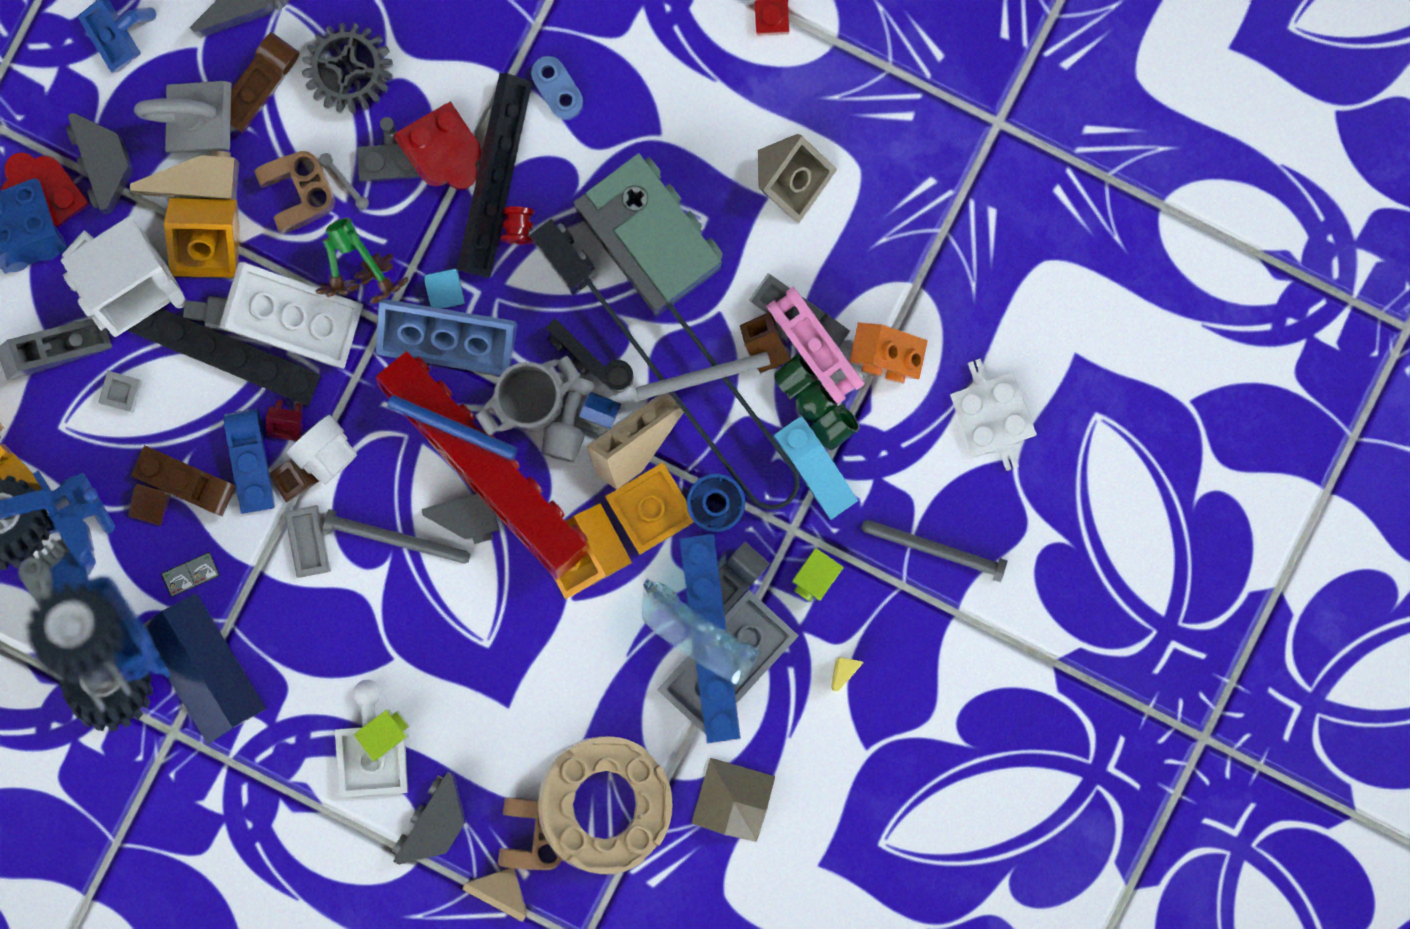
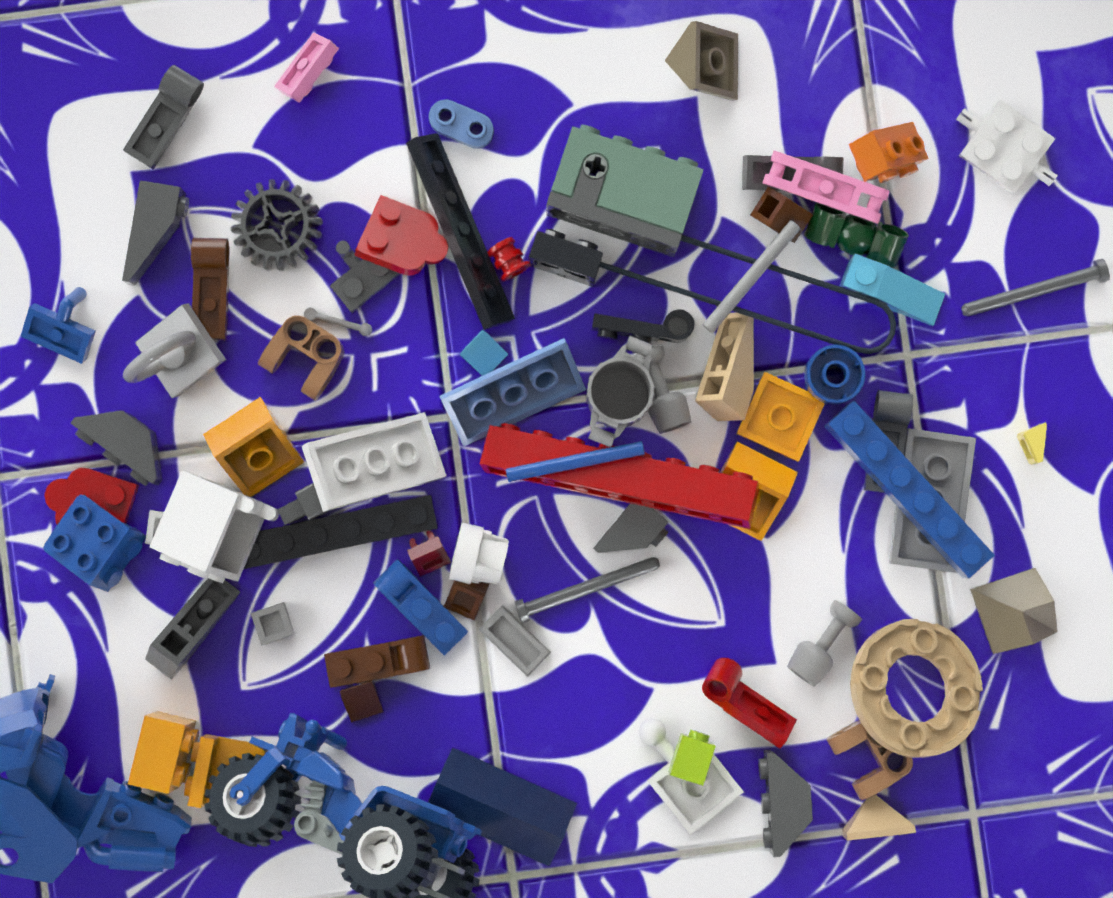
camera: 35 degrees left, 0 degrees up
(190, 574) = (436, 735): light grey sticker -> none
(196, 179) = (213, 403): tan slope -> none
(345, 238) = (377, 365): plant -> none
(457, 721) = (745, 704): none -> red plate
(537, 724) = (811, 660): none -> light grey piece
(600, 410) = (683, 364): blue tile -> none
(695, 634) = (895, 494): clear light blue windscreen -> none
(816, 576) = (956, 378): lime brick -> none

